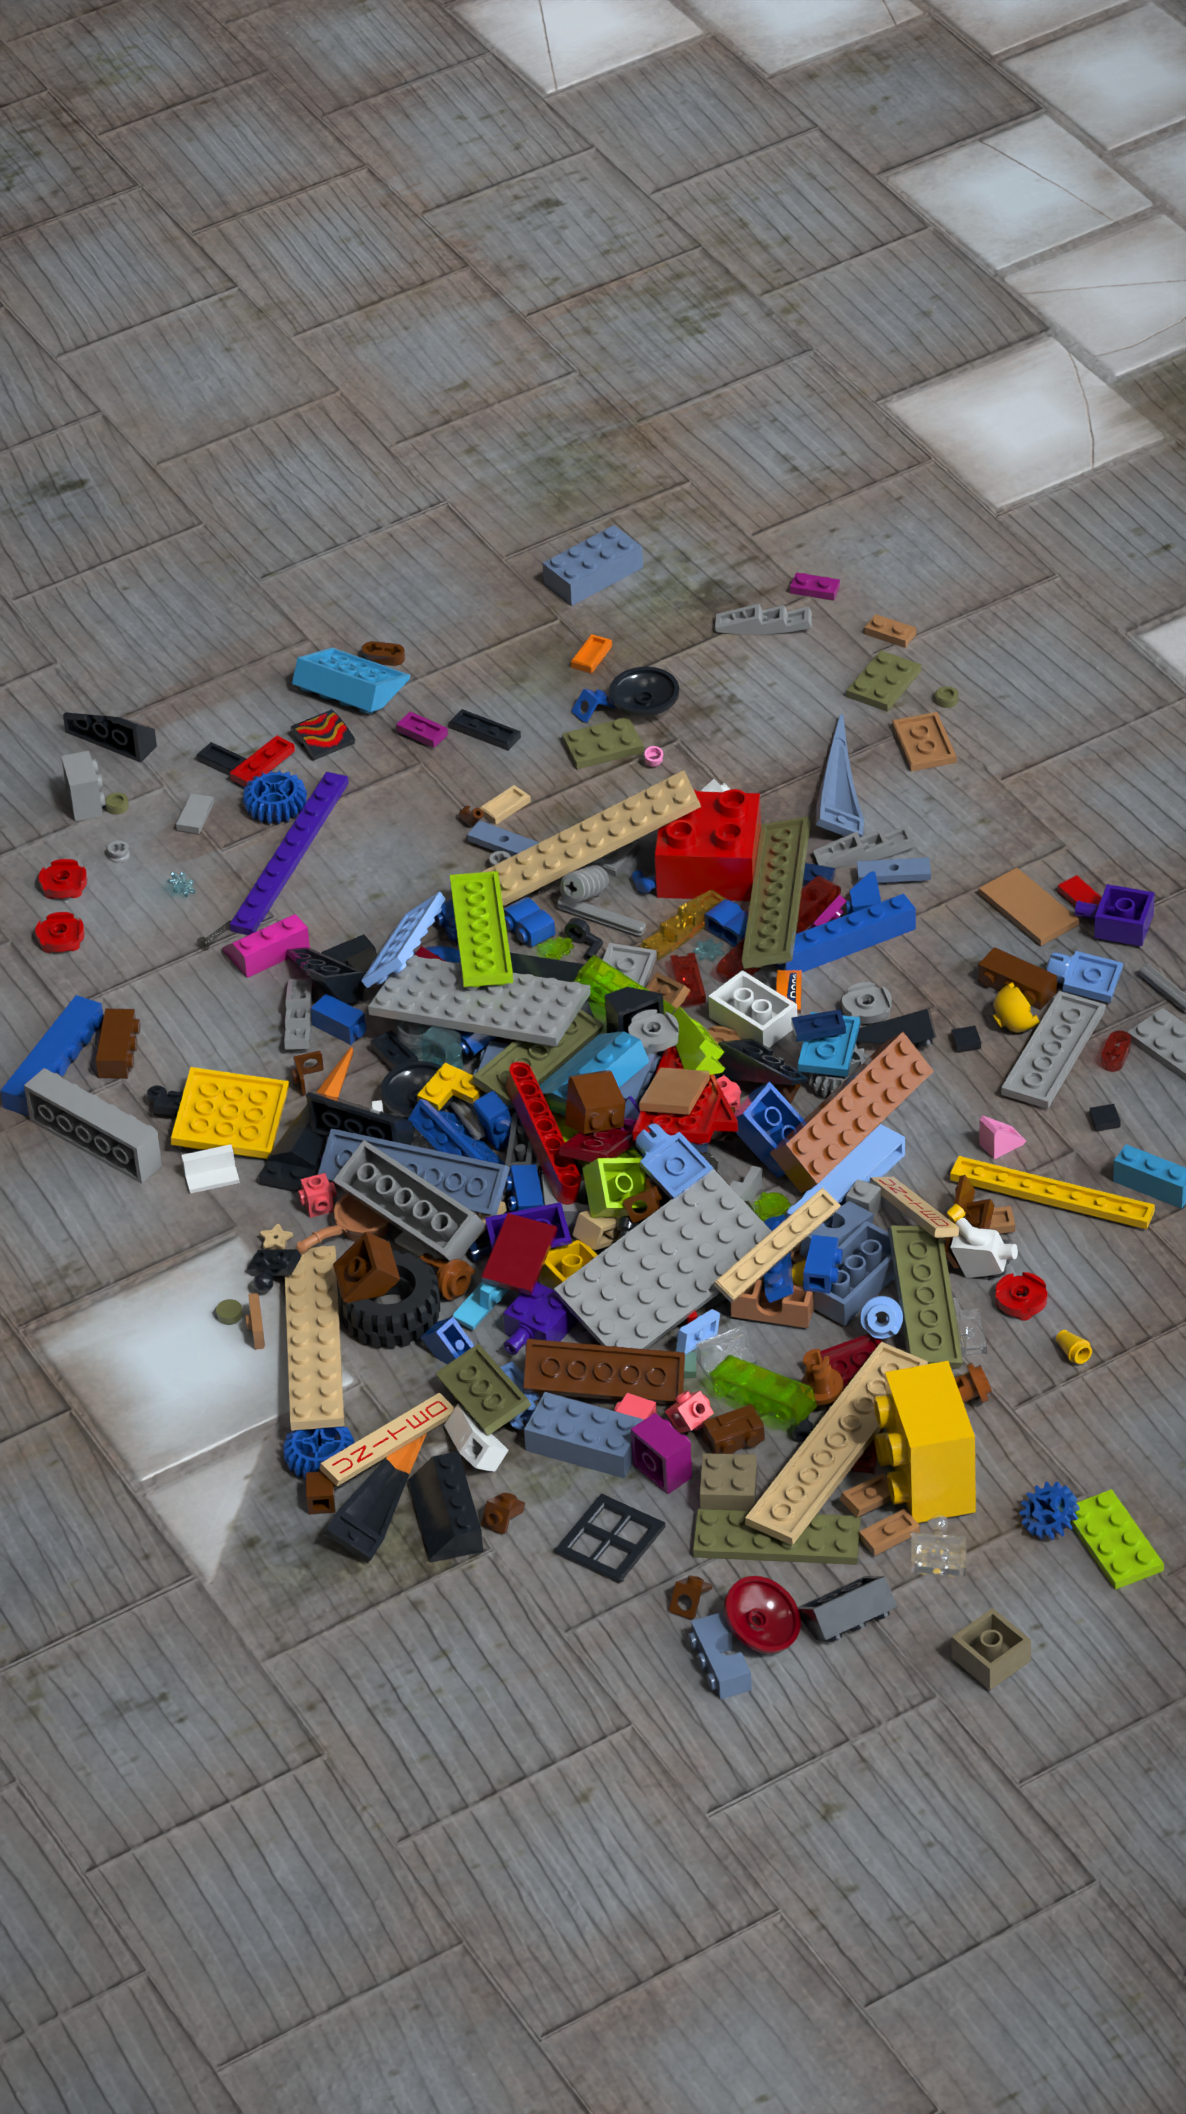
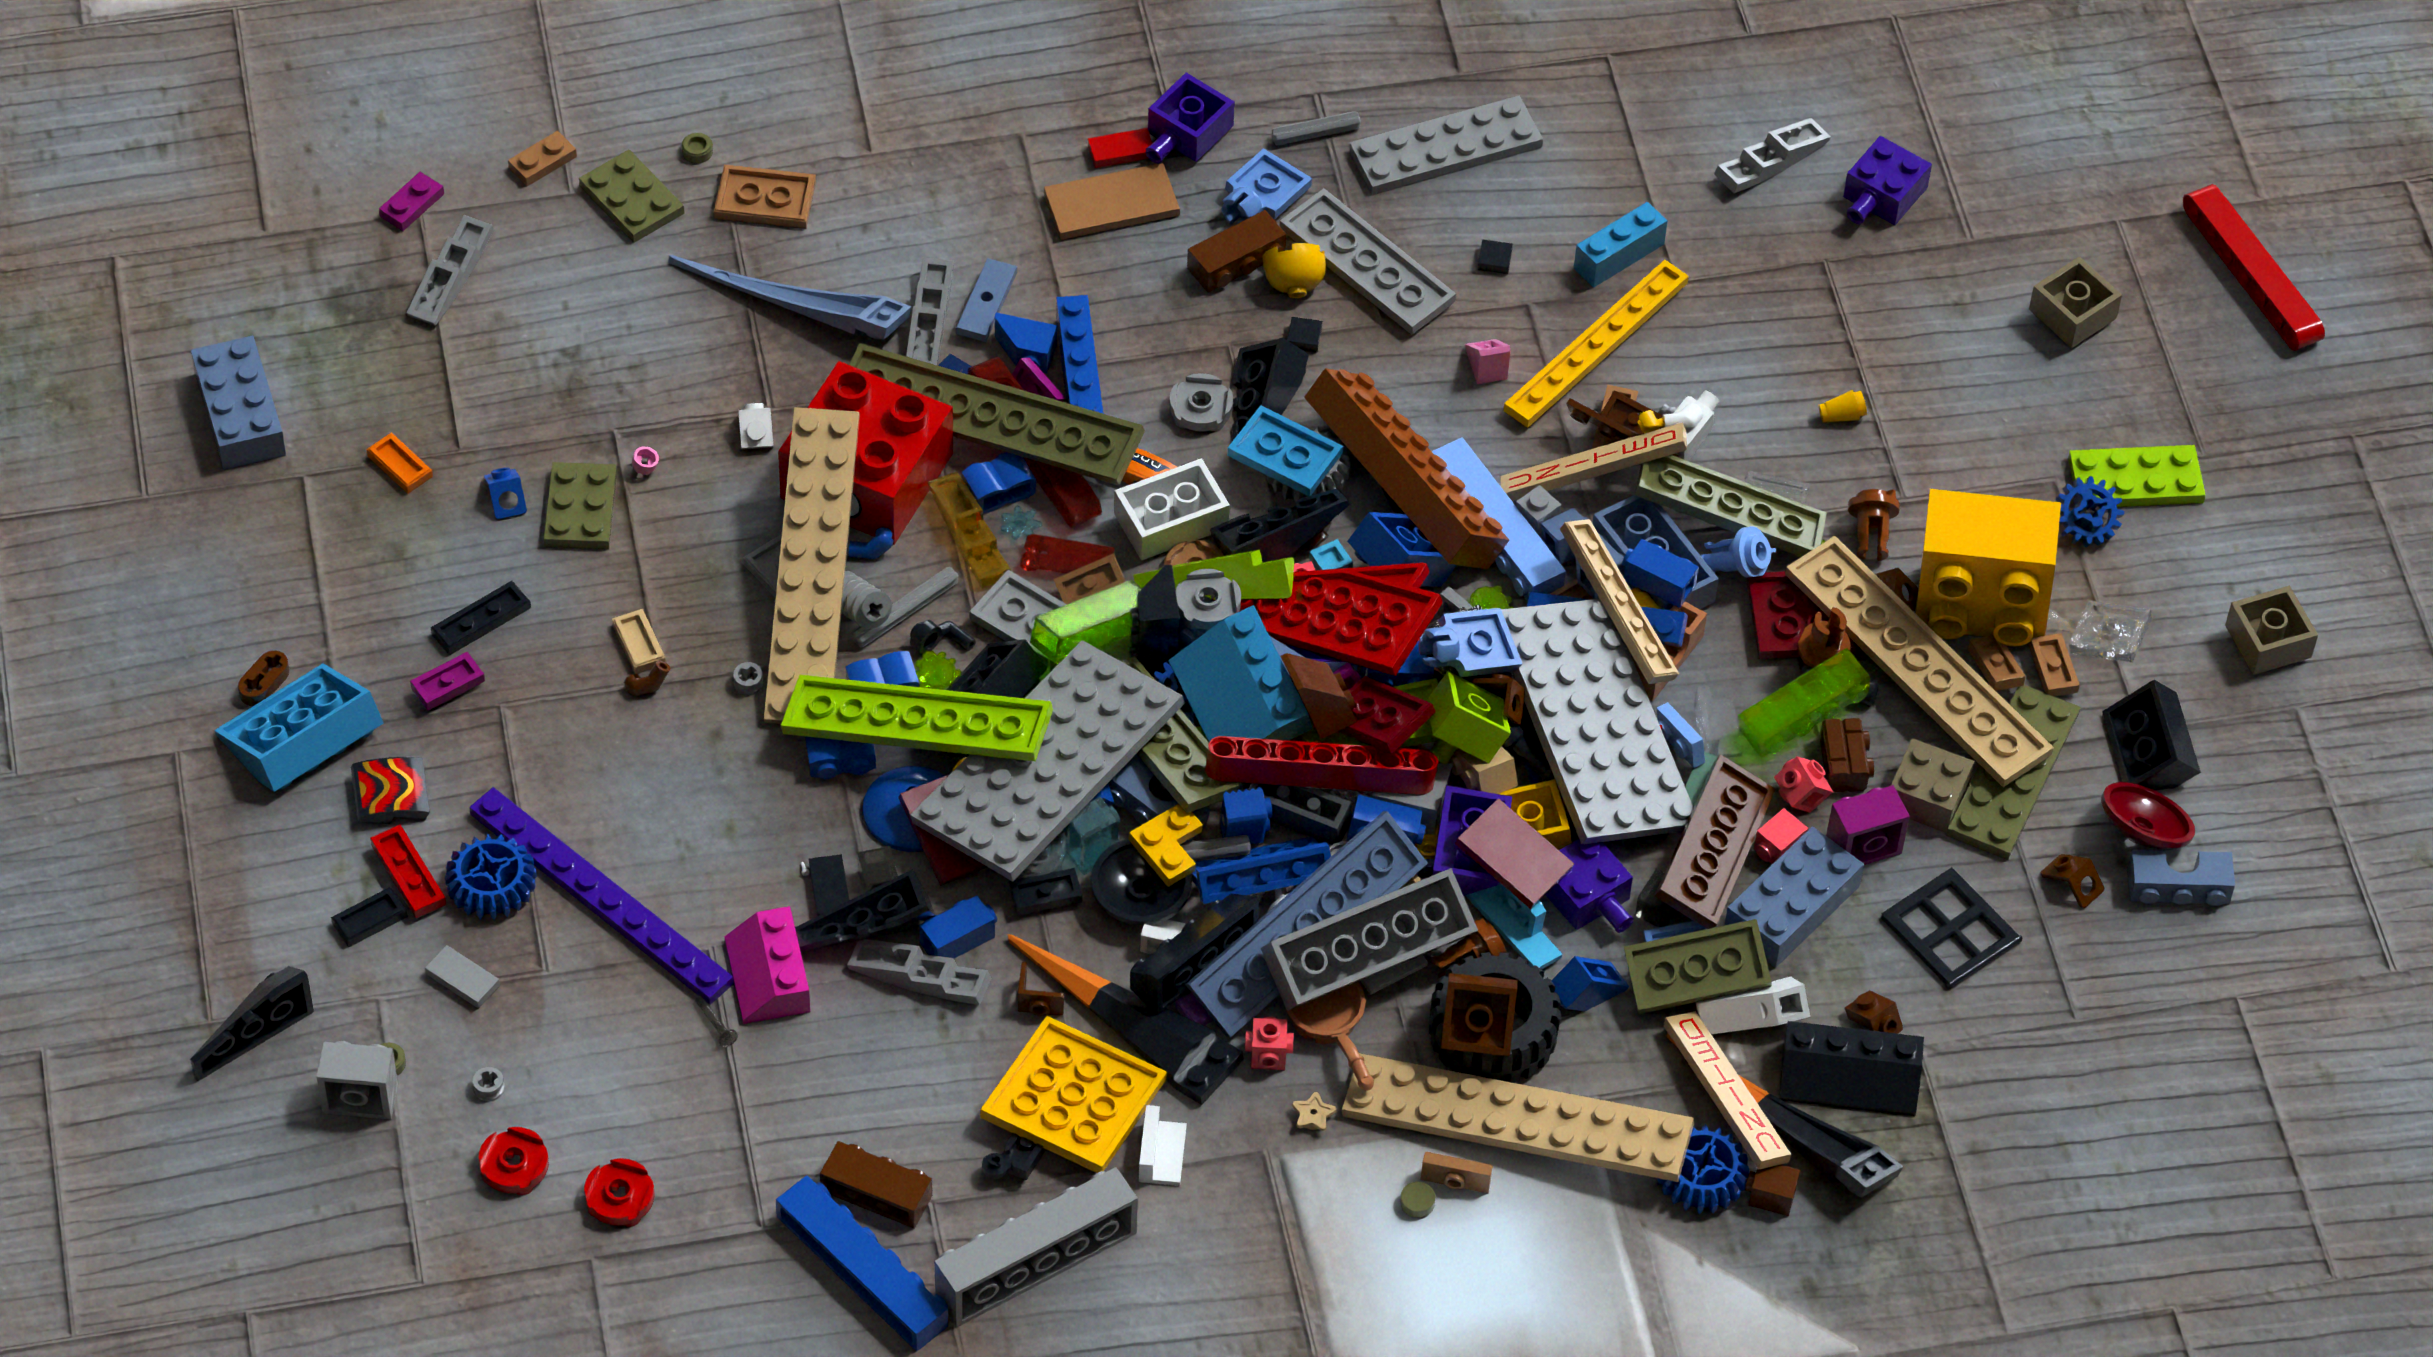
camera: 75 degrees left, 10 degrees up
(181, 884) = (600, 1029): clear light blue plant -> none
(272, 1263) = (1370, 1124): black plate -> none
(404, 940) = (882, 807): light blue plate -> none
(499, 839) = (716, 661): sand blue tile -> none
(644, 691) = (529, 426): black dish -> none
(674, 1091) = (1324, 611): medium nougat tile -> none
(818, 1025) = (1267, 444): dark blue plate -> none
(1017, 1306) = (1739, 440): red plate -> none
(1121, 1051) = (1393, 209): clear red beam -> none

